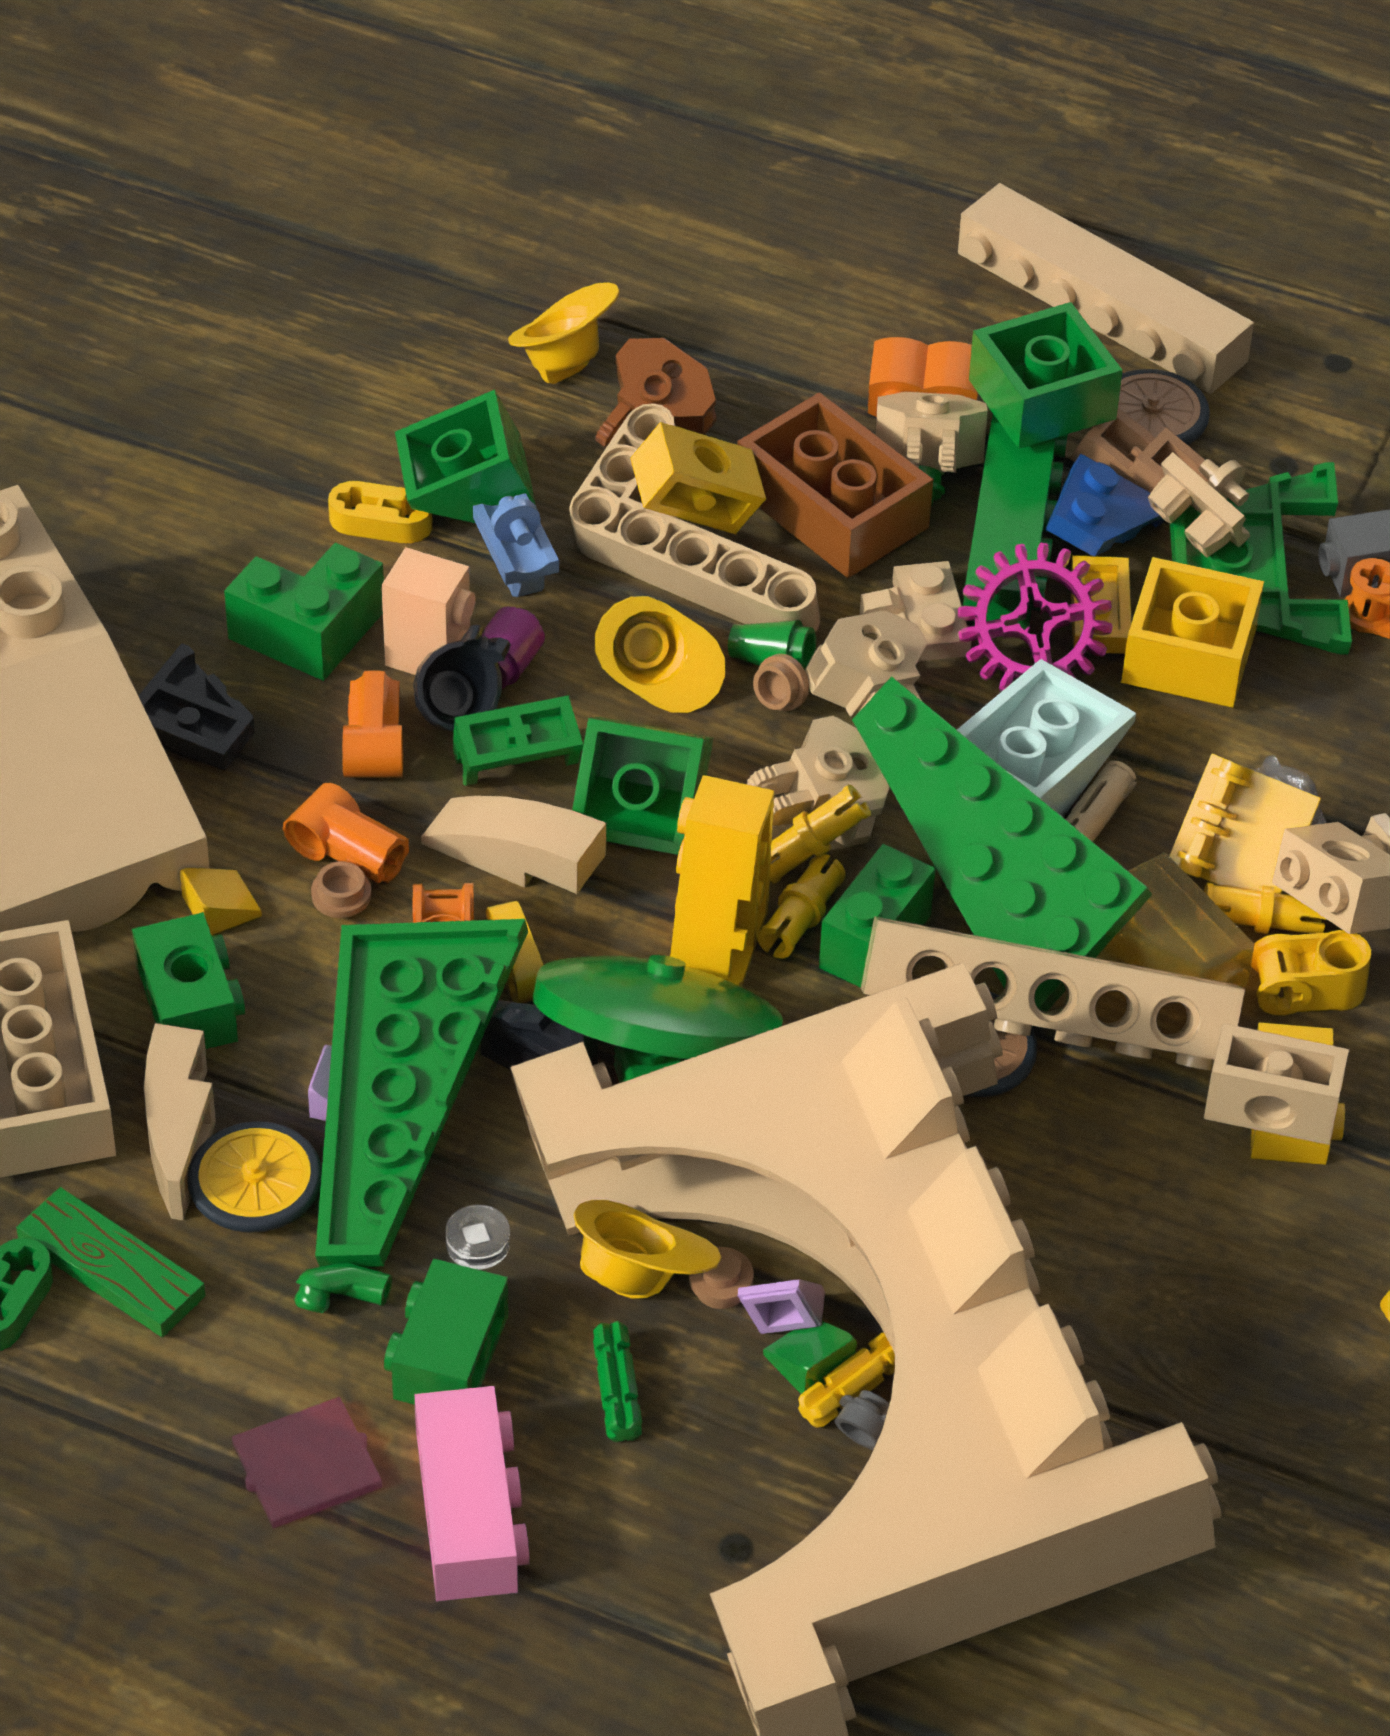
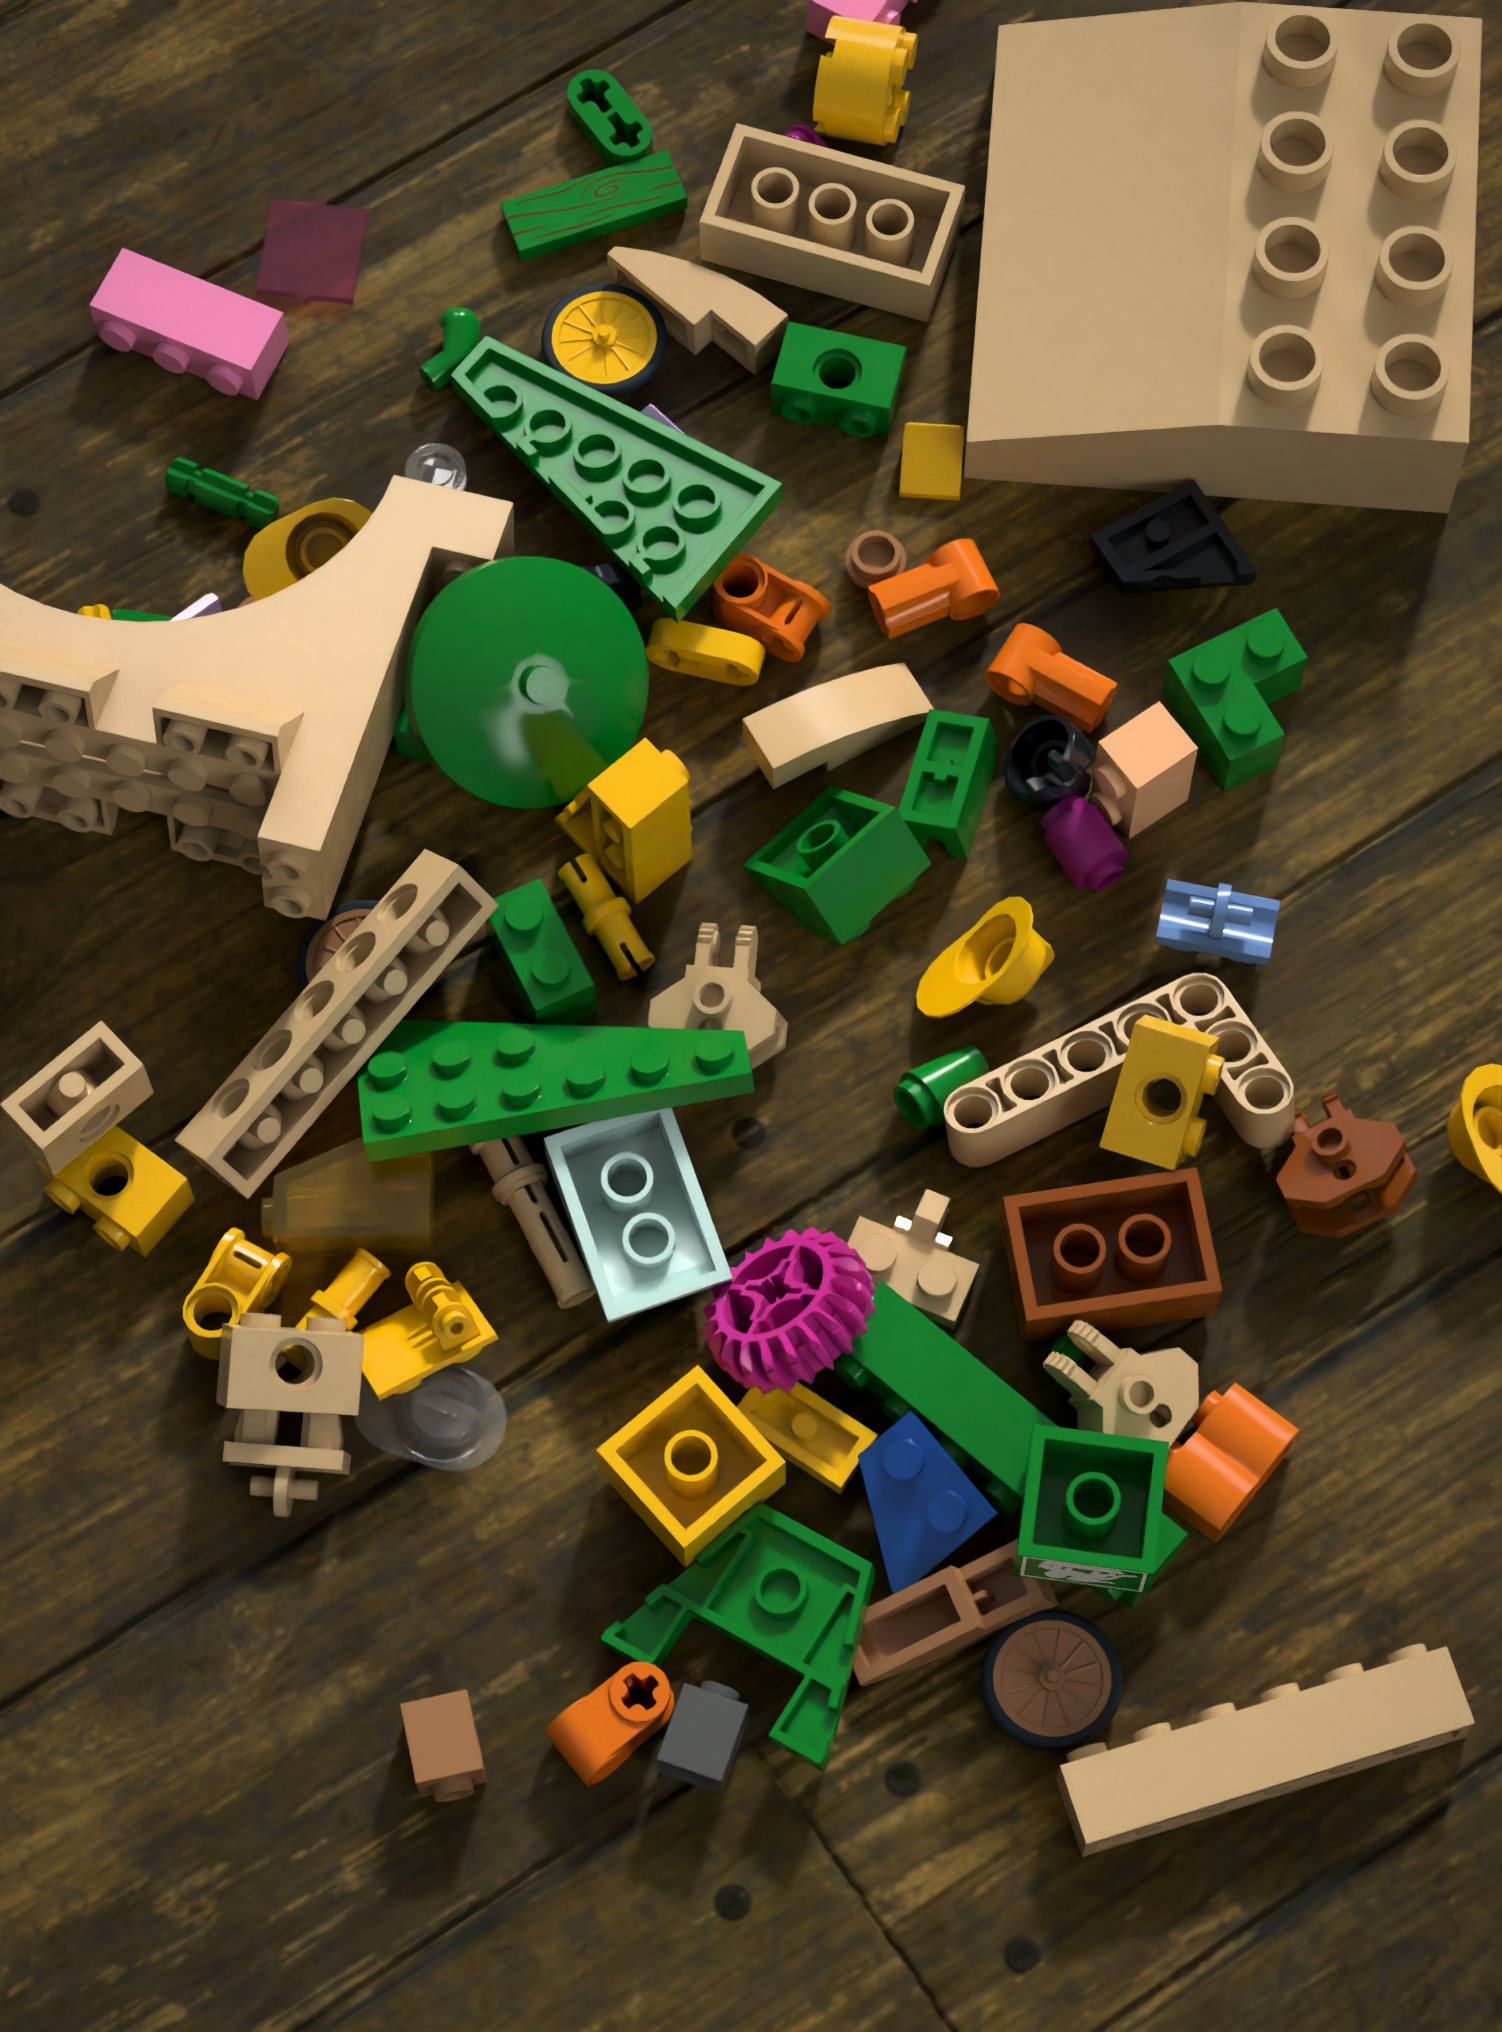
camera: 125 degrees right, 20 degrees up
(377, 513) = (1342, 836): yellow beam -> none
(448, 1332) = (340, 387): green brick -> none
(463, 459) = (1352, 935): green slope -> none
(781, 683) = (883, 1057): medium nougat plate -> none
(816, 831) = (662, 951): yellow pin -> none
(855, 667) = (831, 1136): tan hinge -> none
(1218, 518) = (830, 1571): tan hips -> none

